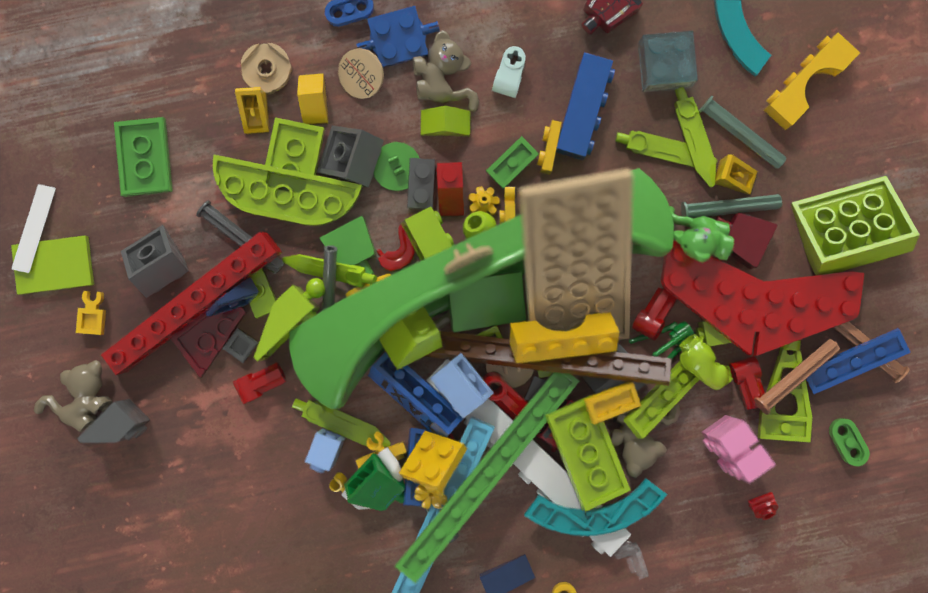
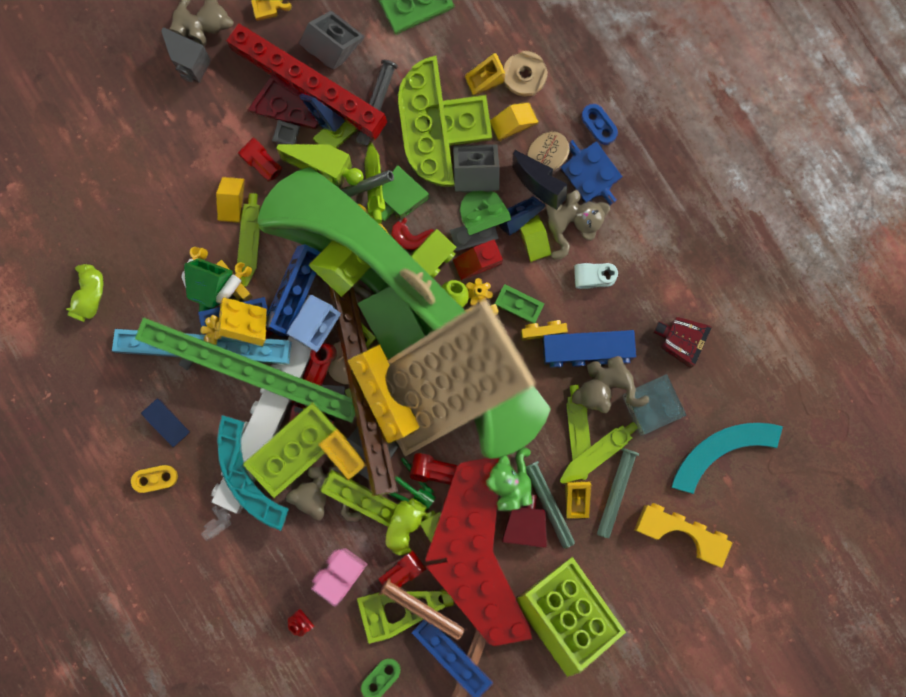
camera: 70 degrees right, 5 degrees down
(290, 429) = (230, 199): none -> yellow slope
(324, 450) = (221, 231): light blue brick -> none
(388, 93) = (539, 180): none -> black slope
(411, 164) = (486, 218): none -> bright green plate
(417, 128) = (521, 214): none -> dark blue slope
(635, 115) = (597, 393): none -> dark tan animal

